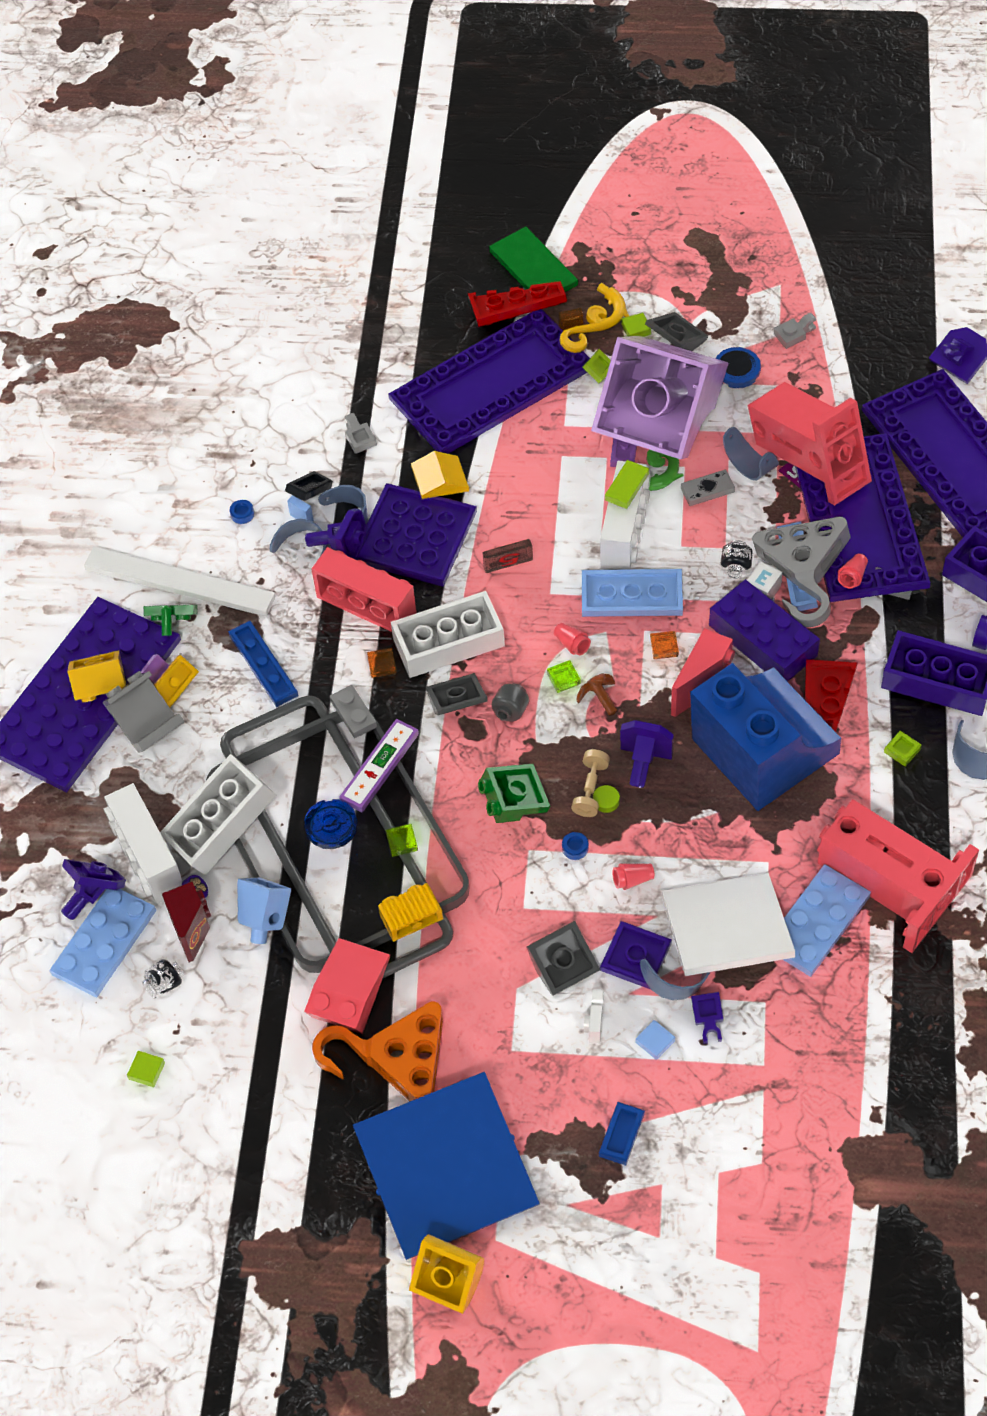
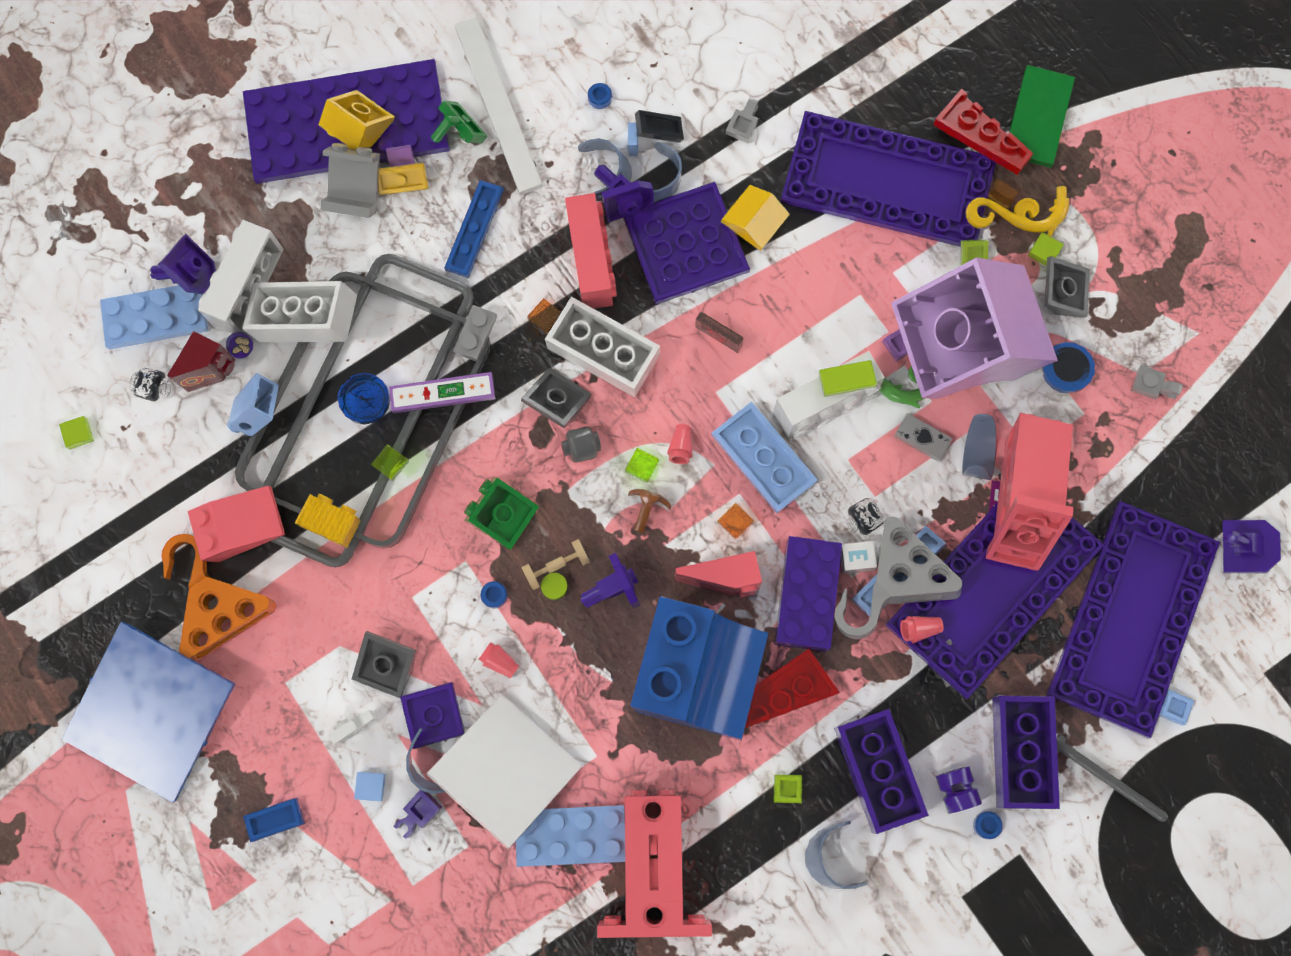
camera: 50 degrees right, 20 degrees up
(446, 1273) = (65, 779): yellow brick -> none

